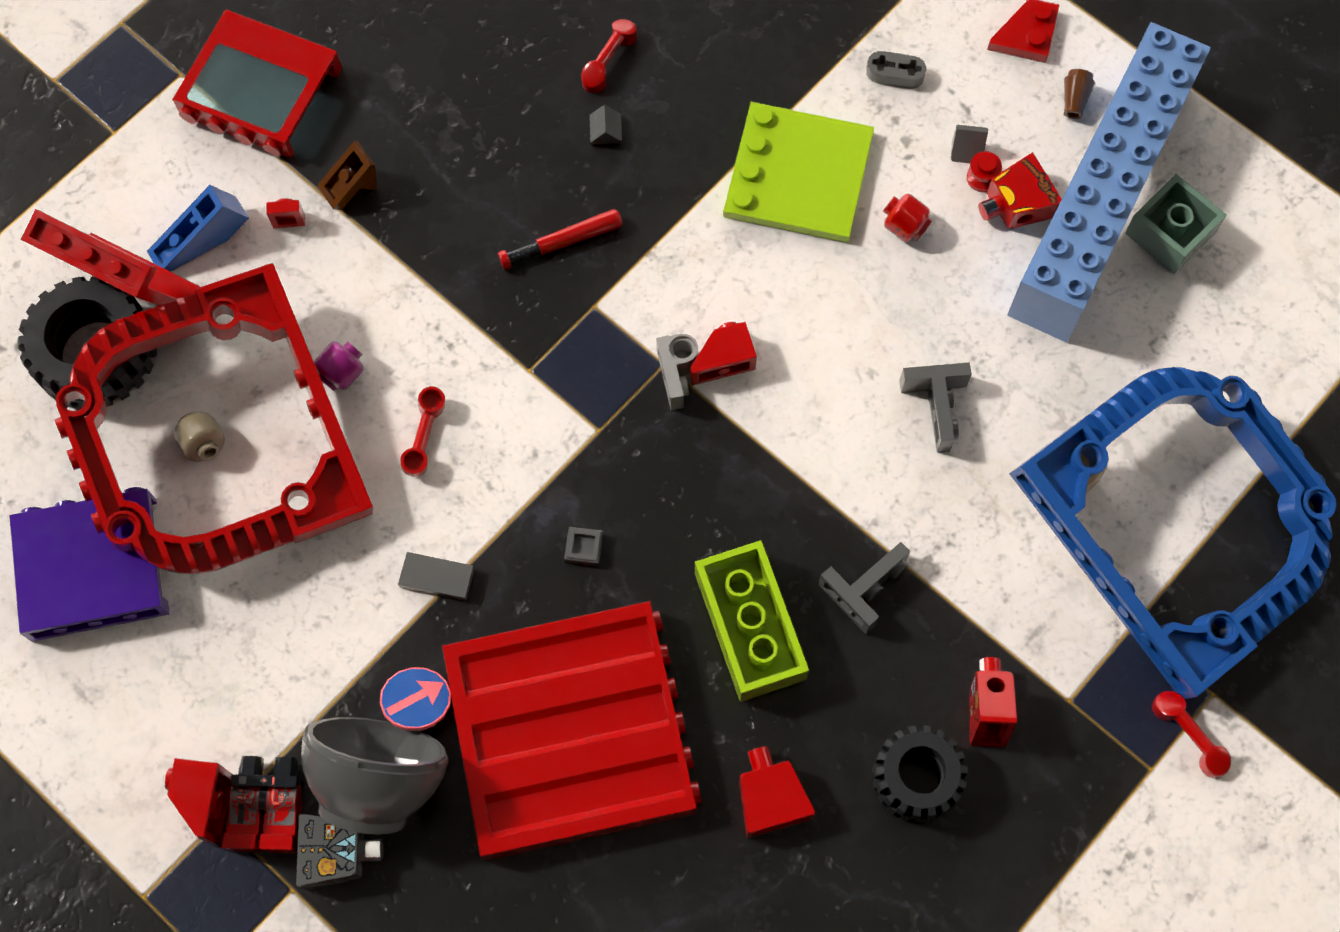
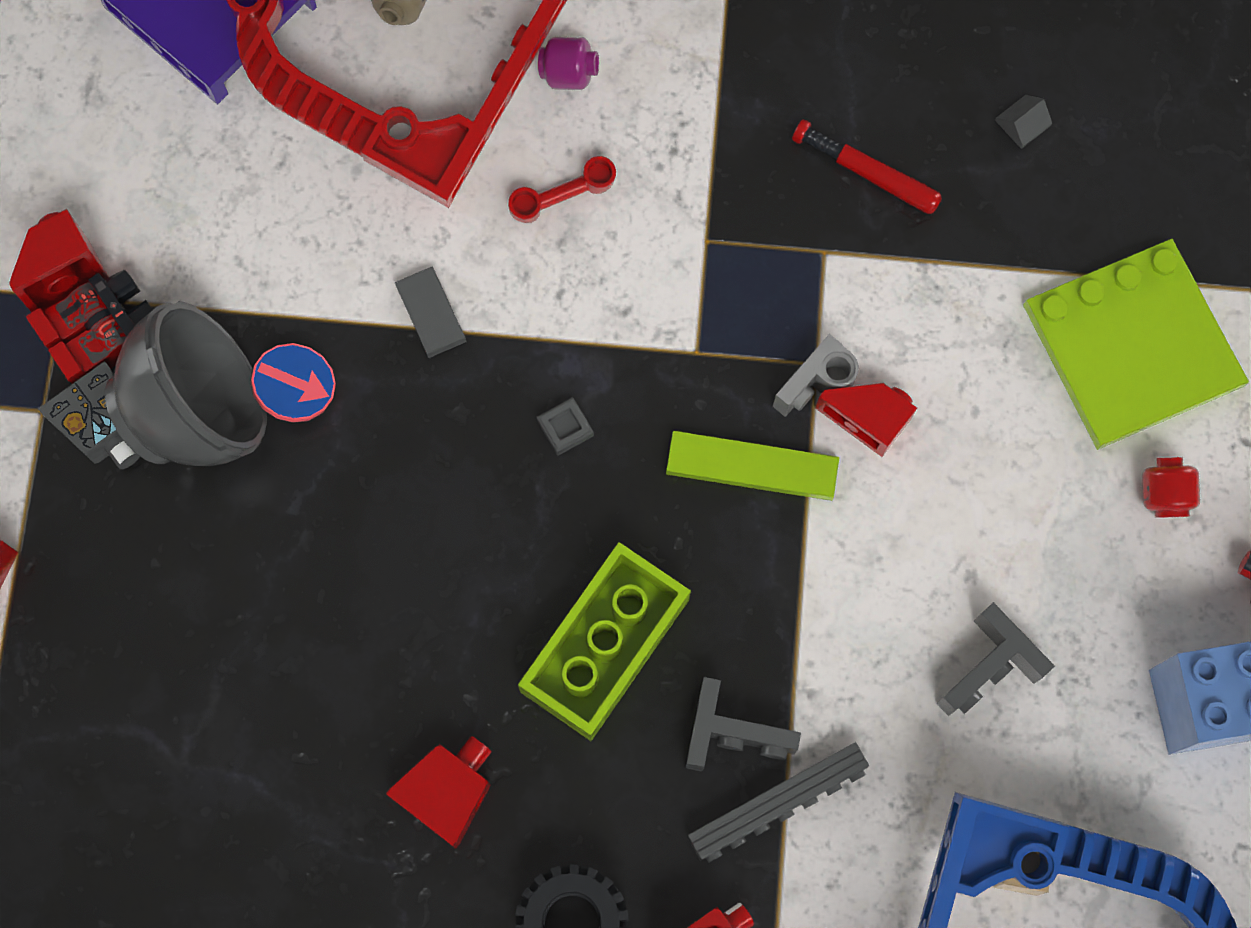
camera: 50 degrees right, 5 degrees up
(569, 730) = (370, 548): red panel -> none
(594, 72) = (1071, 65): red bar -> none
(701, 450) = (752, 465): none -> lime tile
(932, 592) = (778, 803): none -> dark grey piece

